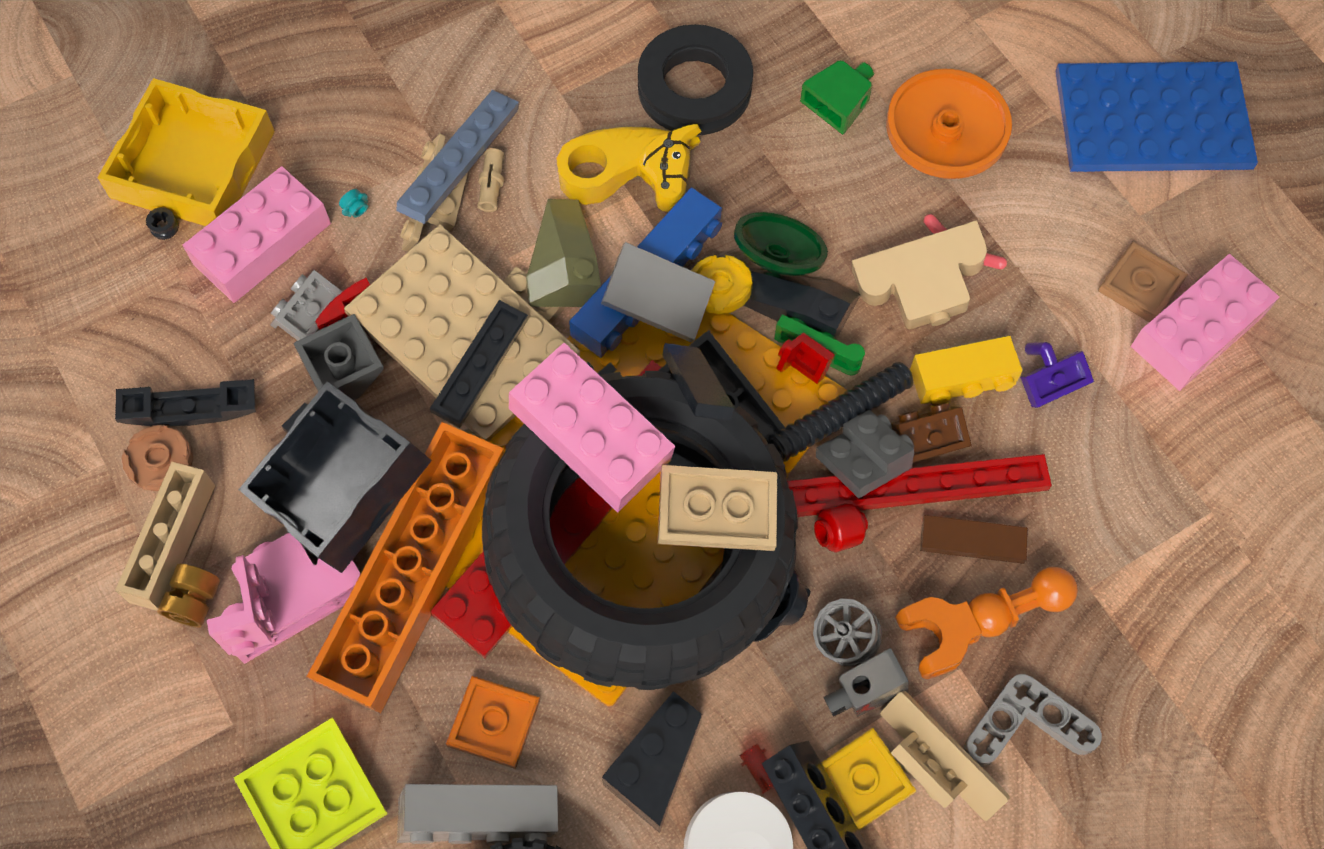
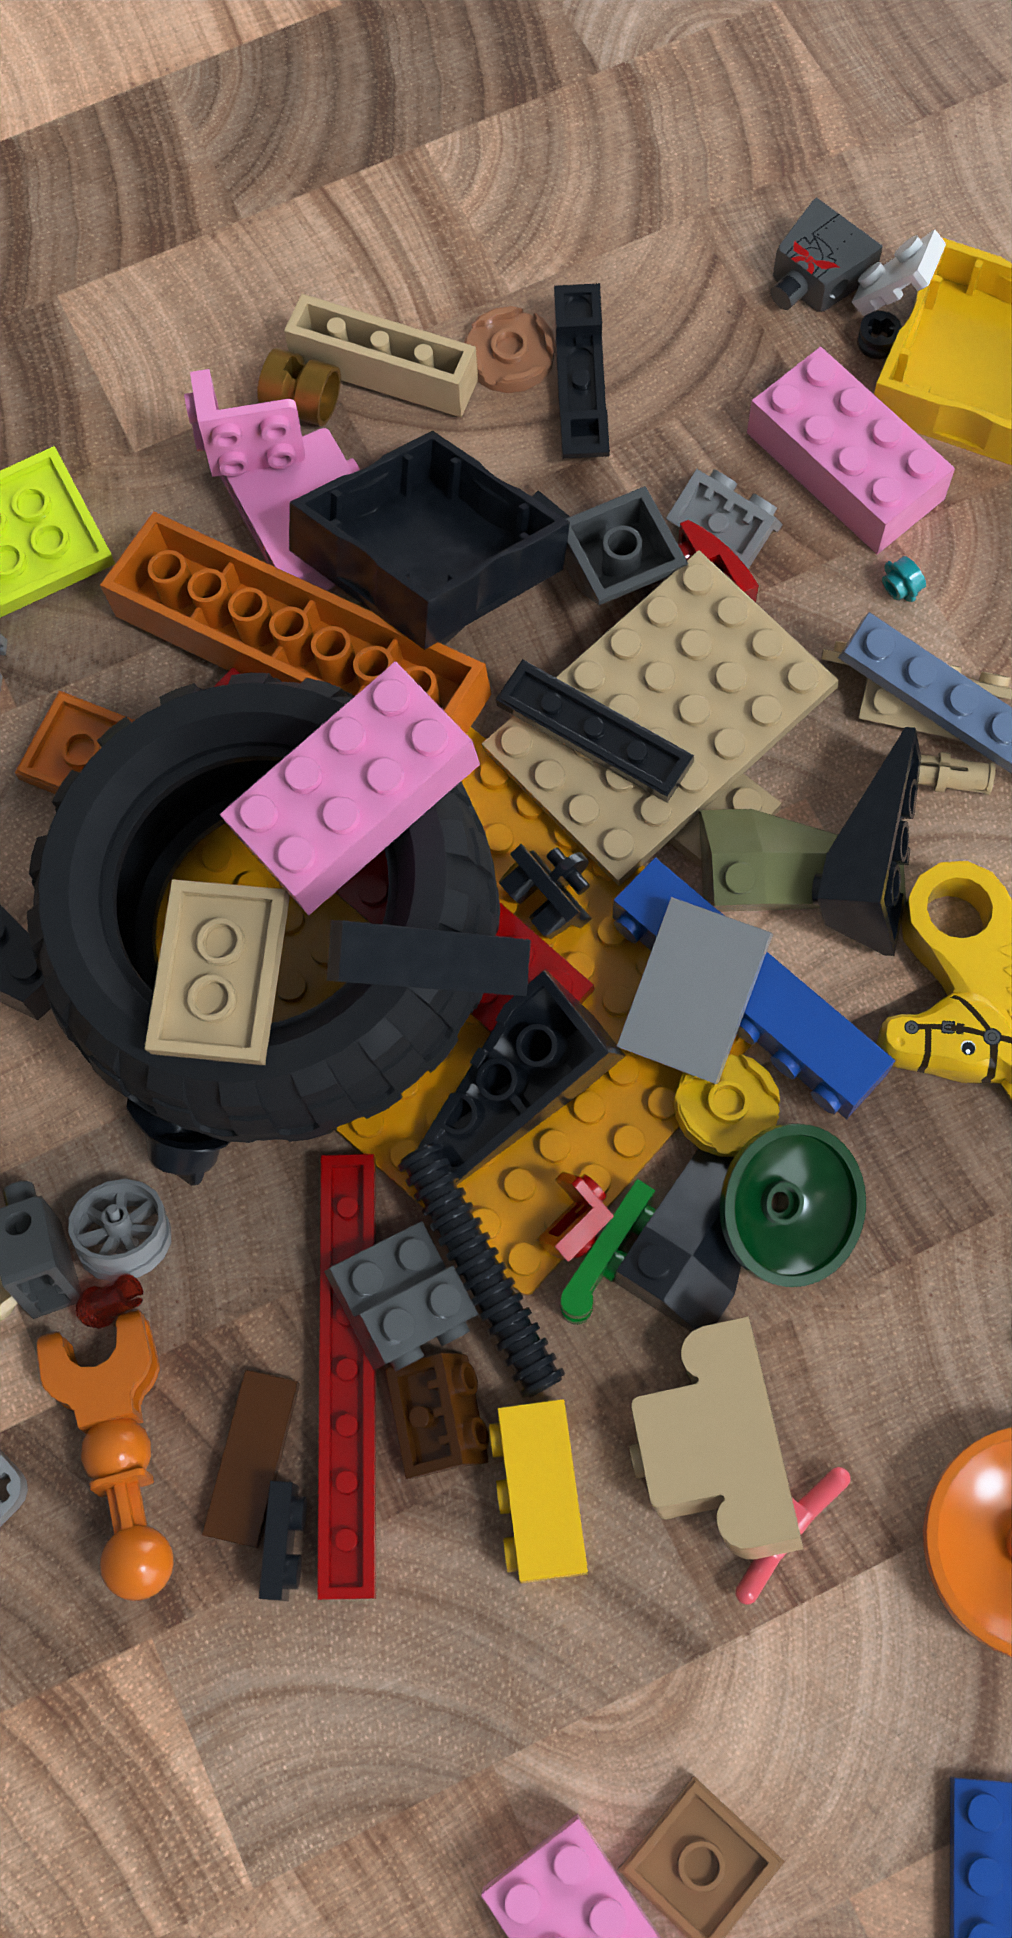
camera: 100 degrees right, 5 degrees up
(99, 256) = (821, 259): none -> dark grey torso
(127, 200) = (913, 264): none -> white wing
(575, 204) = (862, 868): none -> black wedge
(840, 527) = (288, 1245): red head -> none
(895, 634) = (100, 1305): none -> clear red pin
(1034, 511) = (279, 1565): none -> black plate
(1056, 377) = (516, 1650): dark purple plate -> none

